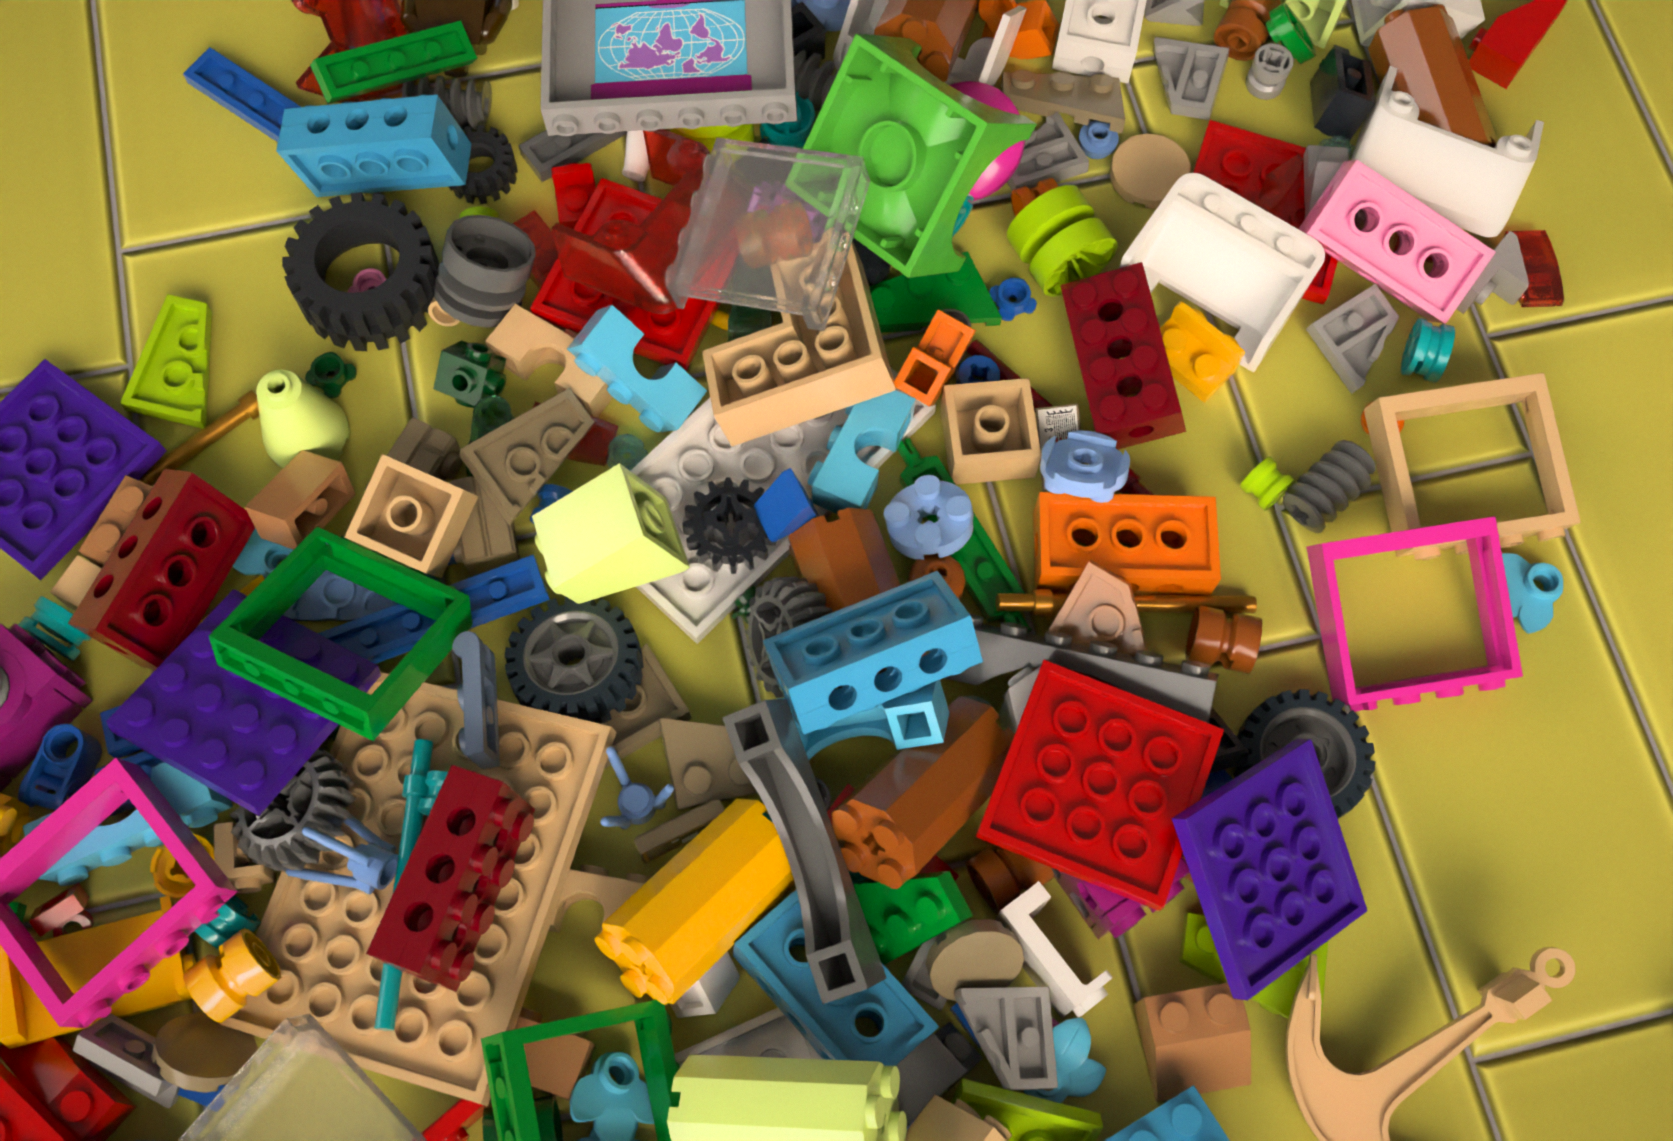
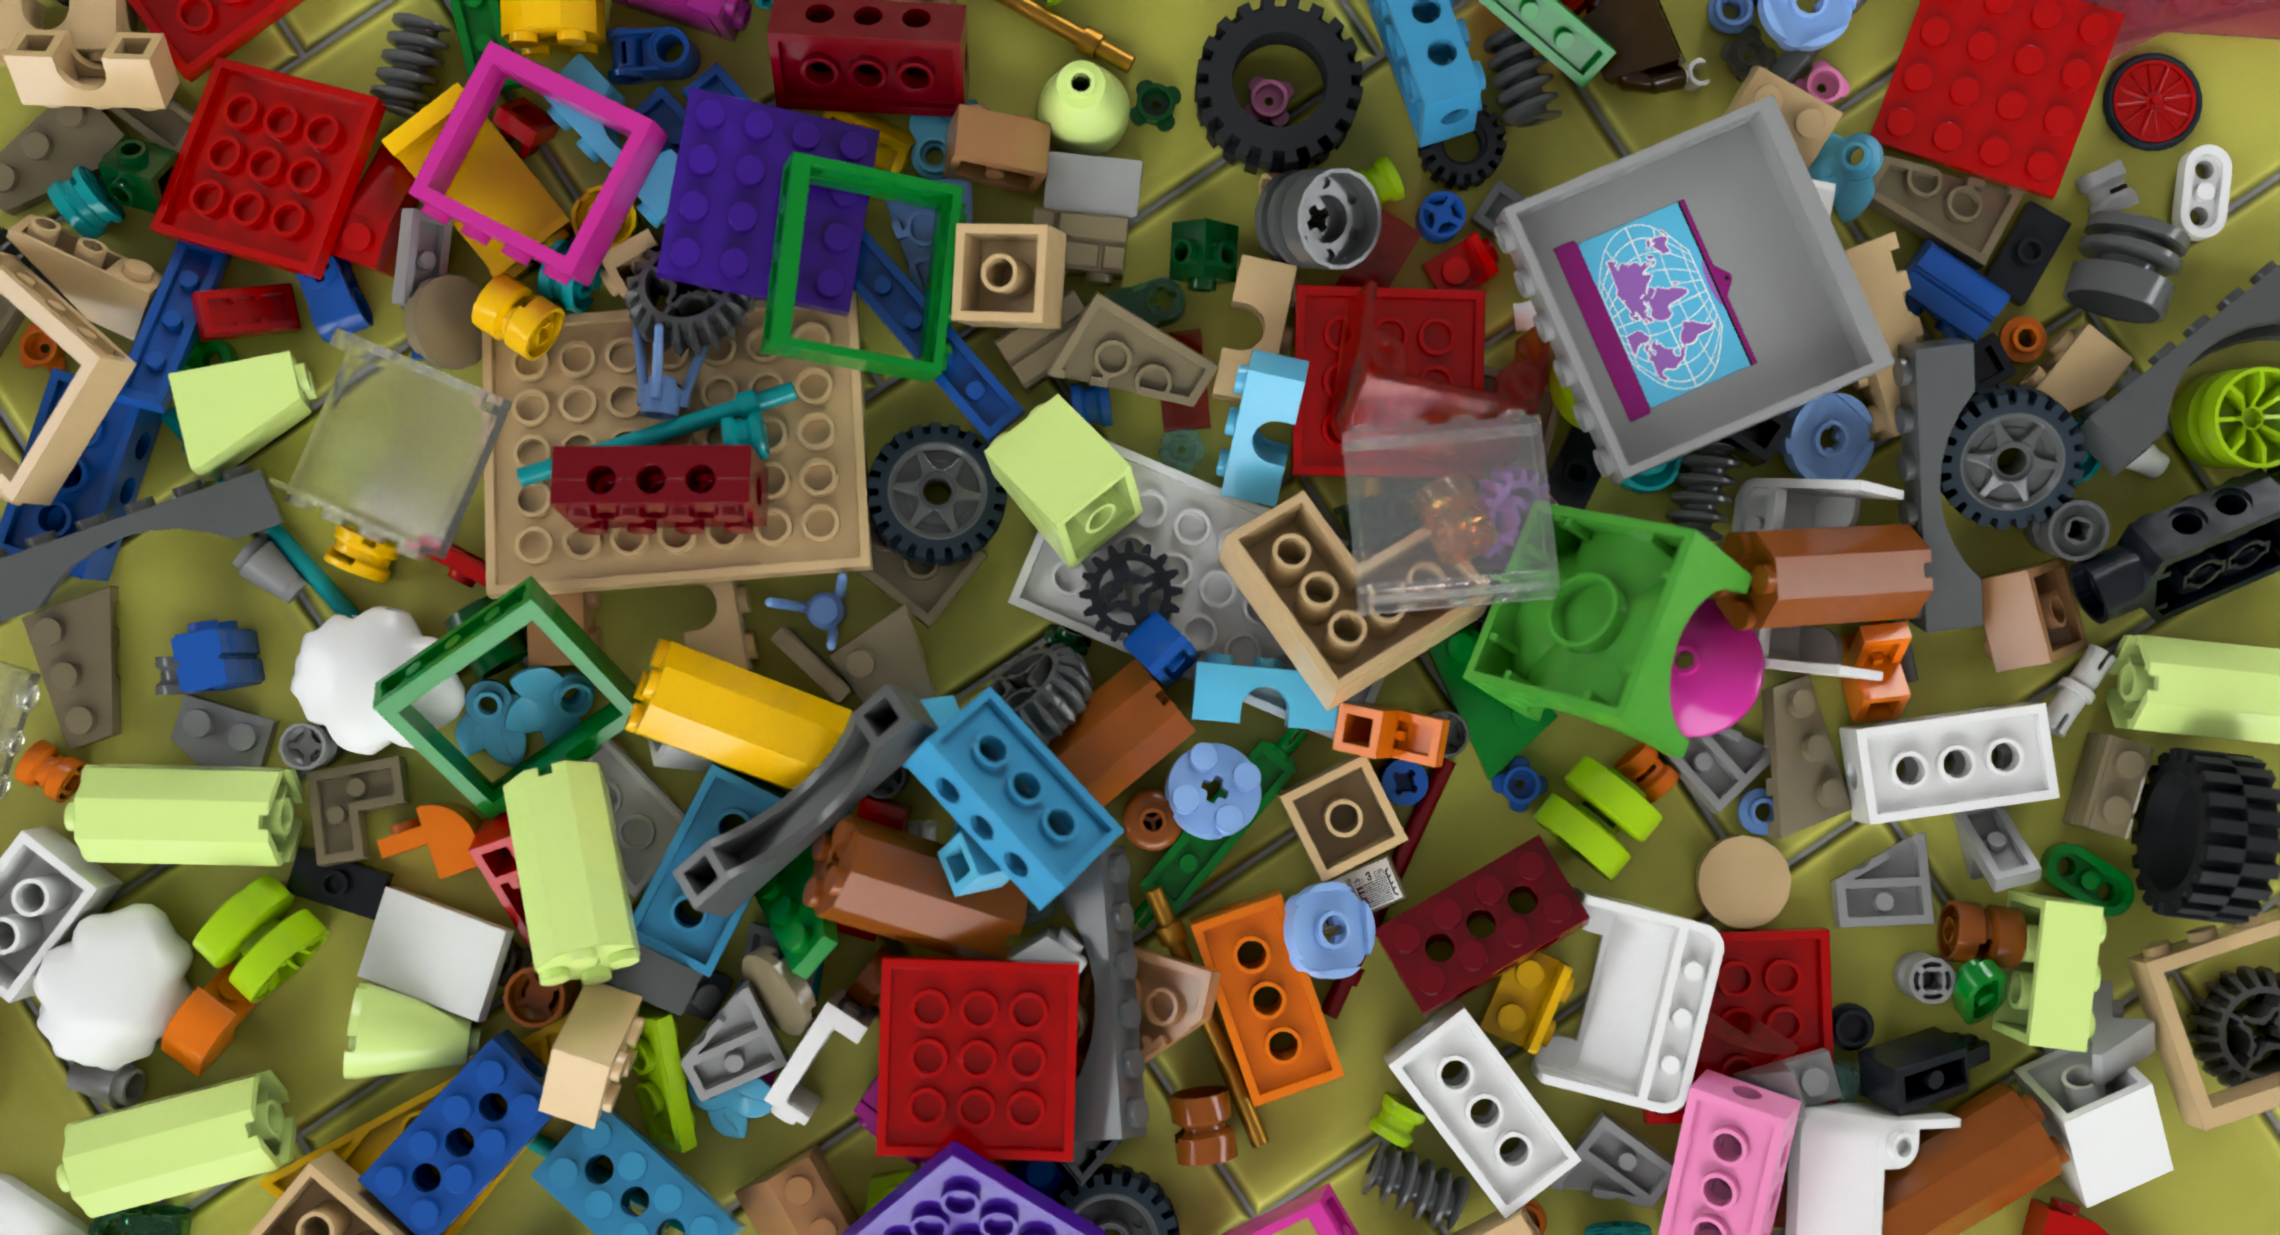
camera: 75 degrees right, 20 degrees up
(369, 434) = (1093, 184): none -> light grey panel
(478, 700) = (849, 426): sand blue plate -> none
(530, 187) = (1445, 209): none -> blue wheel
(1276, 410) = (1513, 1112): none -> white brick
(1293, 130) = (1851, 1026): none -> black plate

